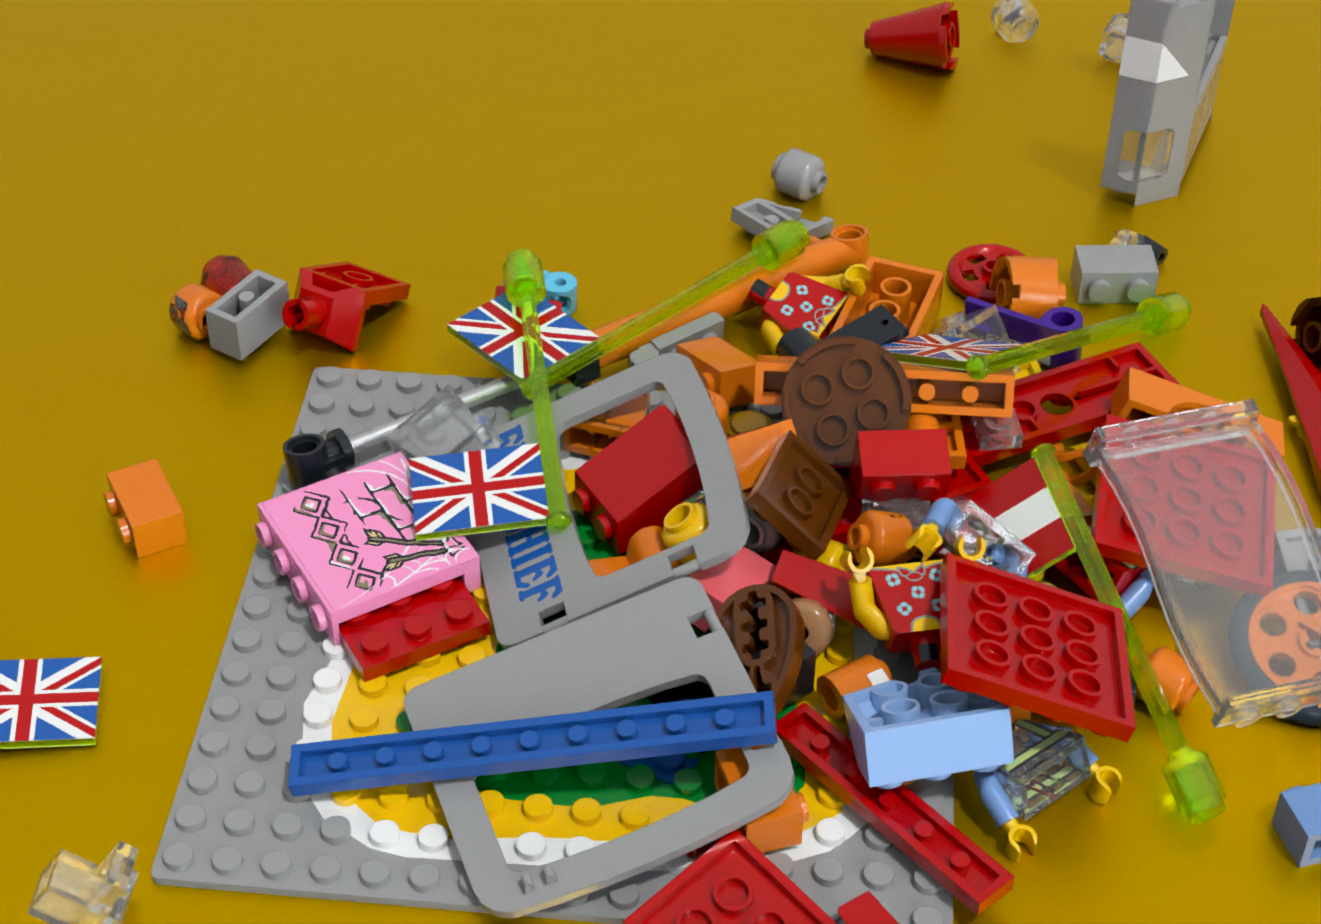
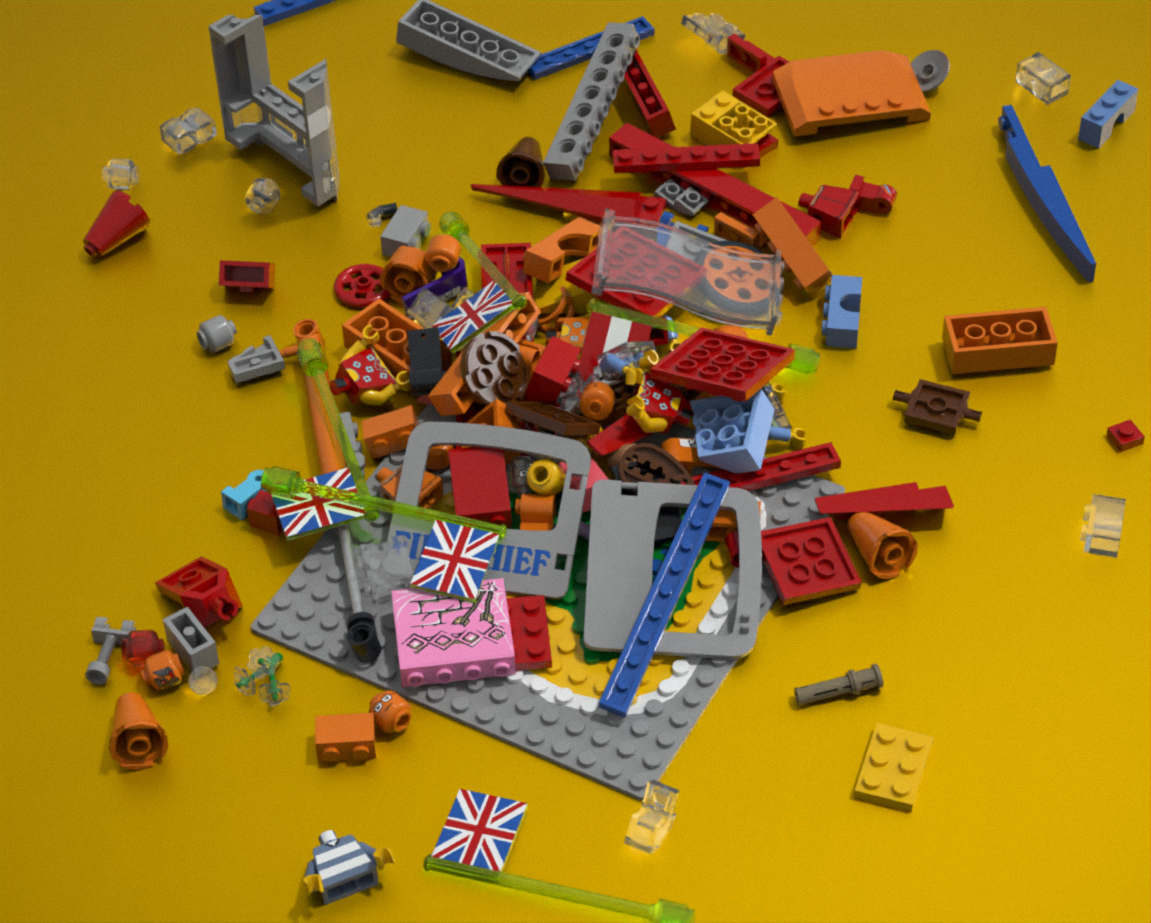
camera: 65 degrees left, 5 degrees up
(84, 315) = (136, 733): none -> orange cone
(183, 263) = (98, 670): none -> light grey bar
(200, 352) = (202, 680): none -> clear plate
(203, 534) = (390, 711): none -> orange head
(220, 380) = (262, 663): none -> clear plant
(916, 161) = (246, 275): none -> red brick
(1060, 291) = (443, 252): none -> orange head
(1075, 133) = (262, 195): none -> clear head

